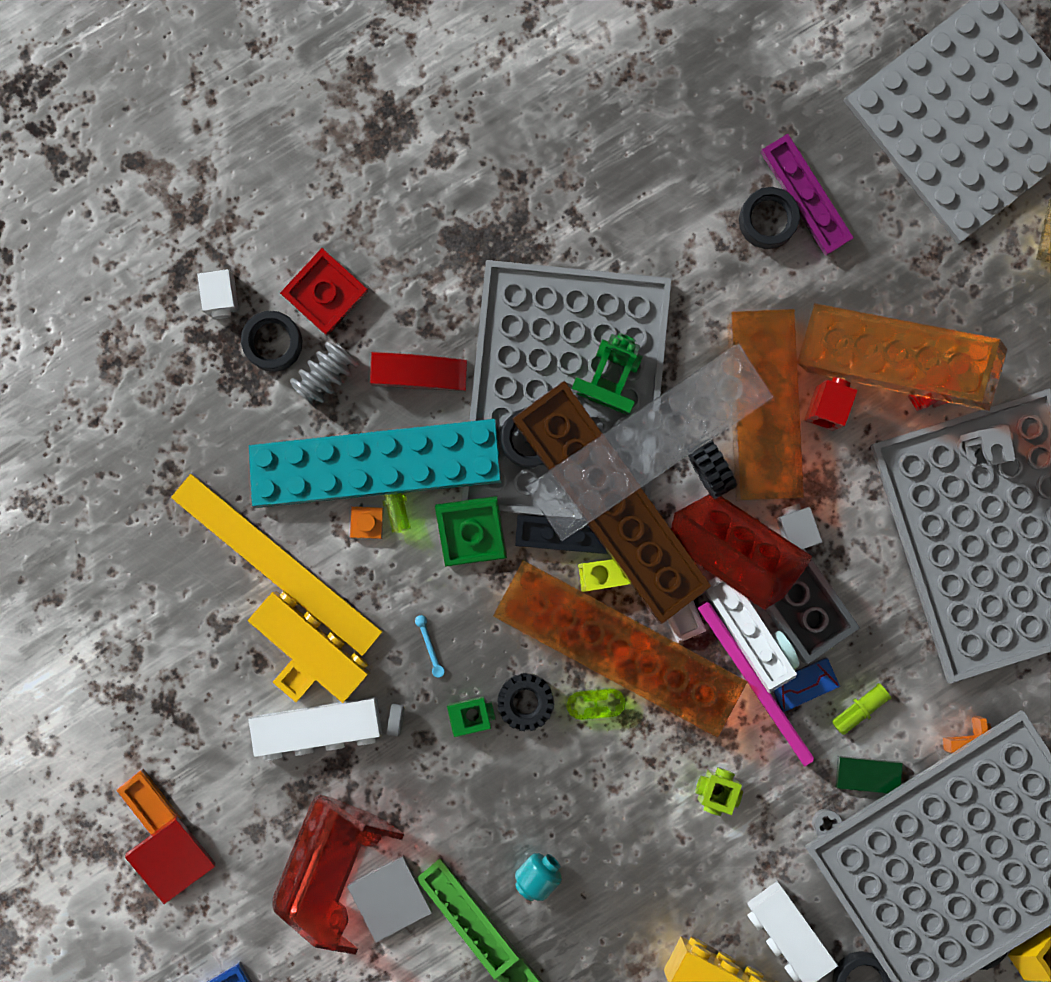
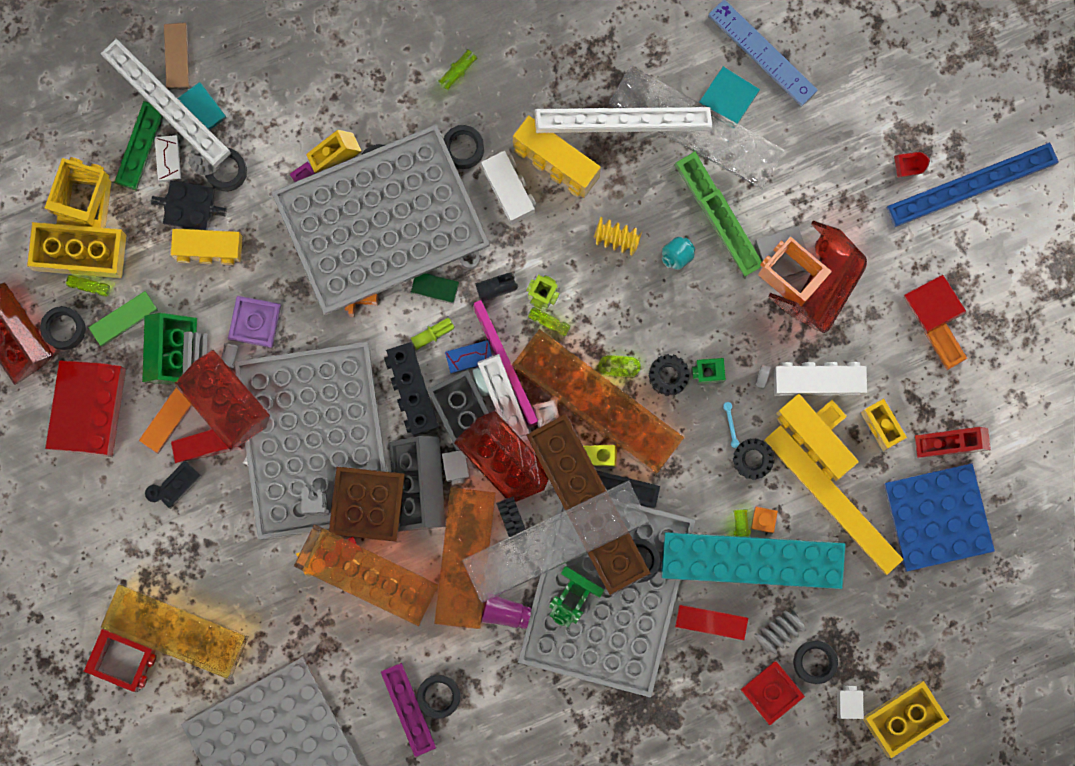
camera: 170 degrees left, 5 degrees down
(122, 668) = (953, 442): none -> red slope
(129, 563) = (939, 517): none -> blue plate
(140, 282) = (905, 719): none -> yellow brick
(219, 677) = (883, 424): none -> yellow brick
(361, 896) = (804, 259): none -> orange window
(392, 584) = (750, 472): none -> black tyre
(471, 531) = (690, 501): green tile -> none
(627, 887) = (617, 237): none -> yellow piece
(697, 340) = (506, 613): none -> magenta plant
(702, 752) = (549, 321): none -> clear neon green axle
(784, 789) = (496, 286): none -> black hinge
(831, 404) = (419, 551): red piece -> none
(846, 497) = (423, 485): none -> dark grey slope
(879, 631) = (412, 390): none -> black brick
(913, 457) = (366, 504): none -> reddish brown plate

